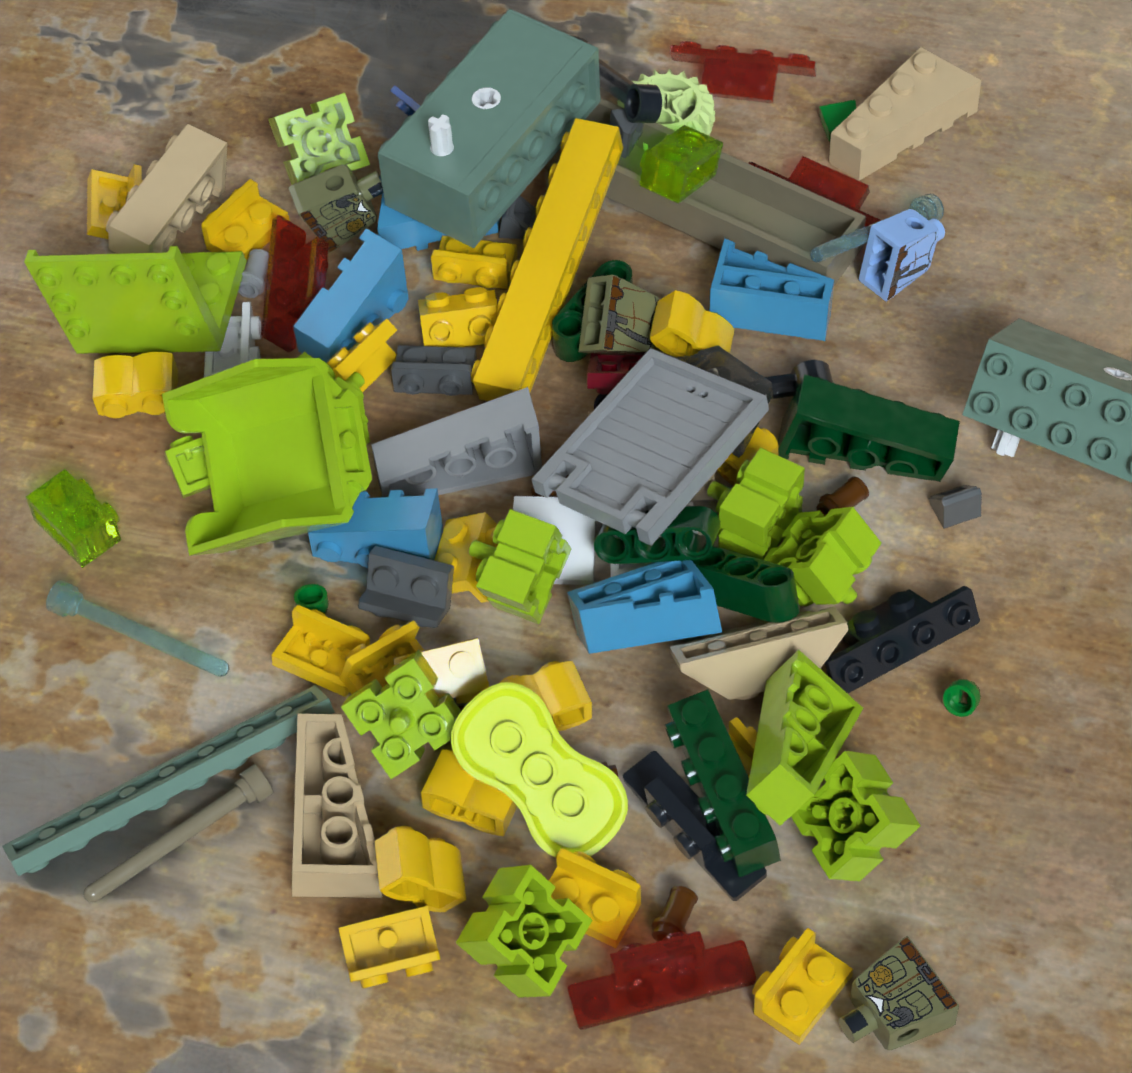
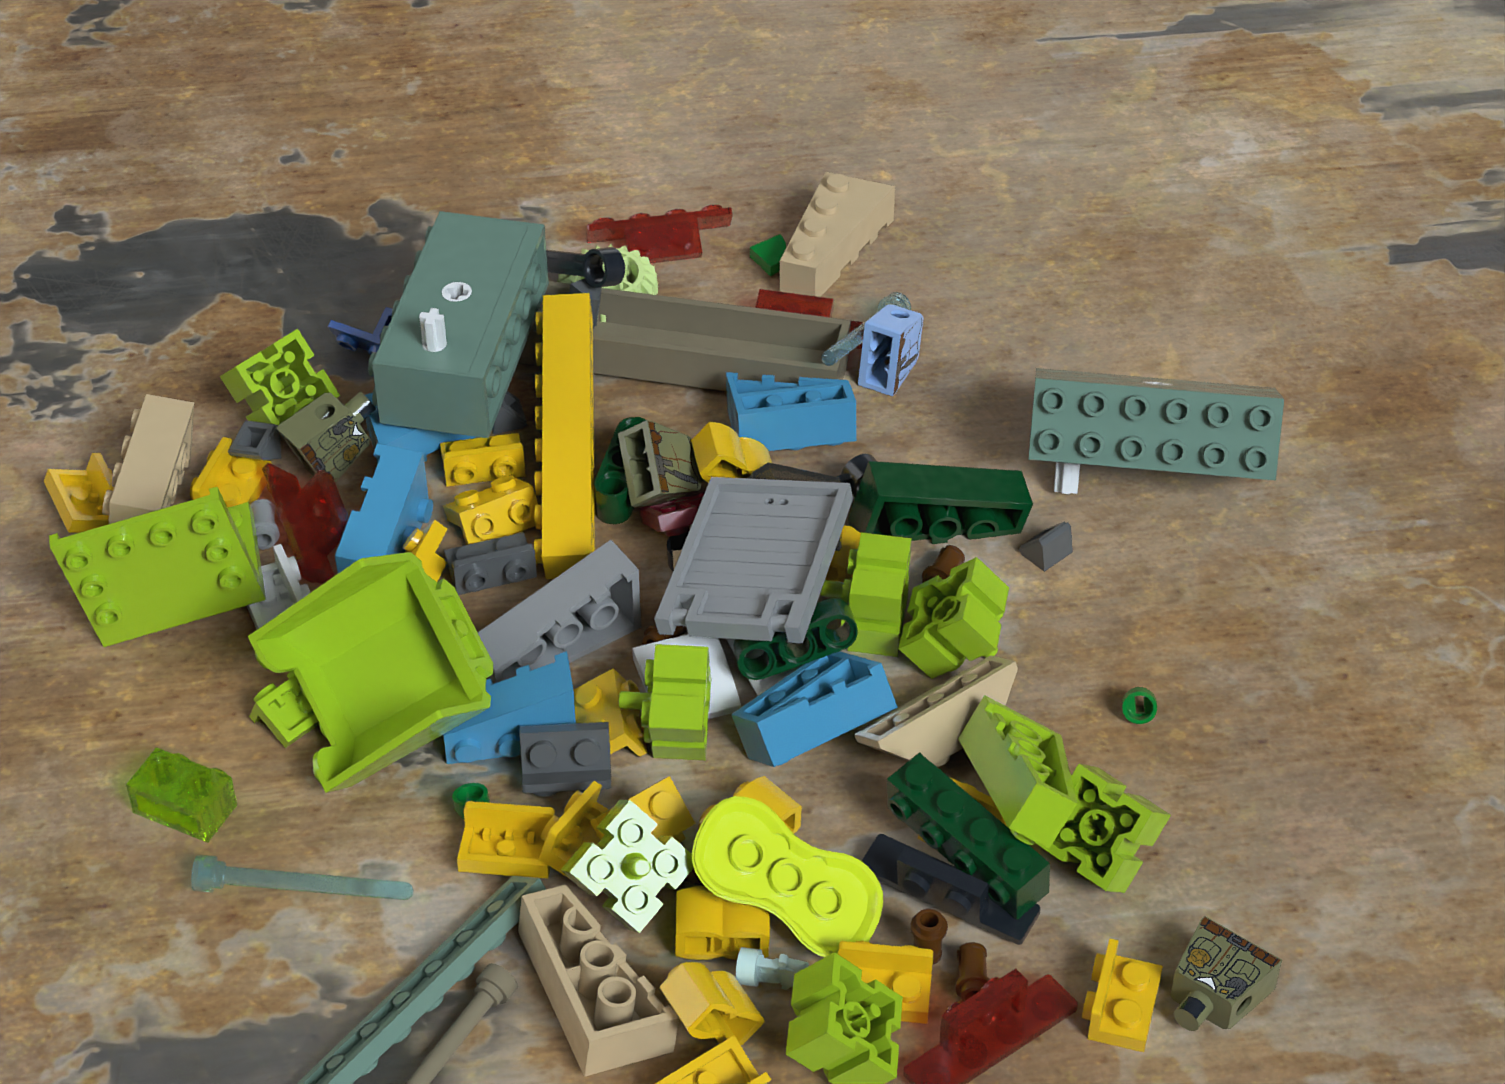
camera: 25 degrees left, 10 degrees down
(133, 383) = (187, 654): yellow brick -> none
(275, 192) = (257, 441): none -> dark grey slope
(480, 844) = (754, 968): none -> light aqua piece
(648, 863) = (928, 931): none -> reddish brown pin
(680, 163) = (655, 316): clear neon green brick -> none
(751, 585) = (911, 657): dark green beam -> none
(898, 633) = (1058, 662): black bracket -> none

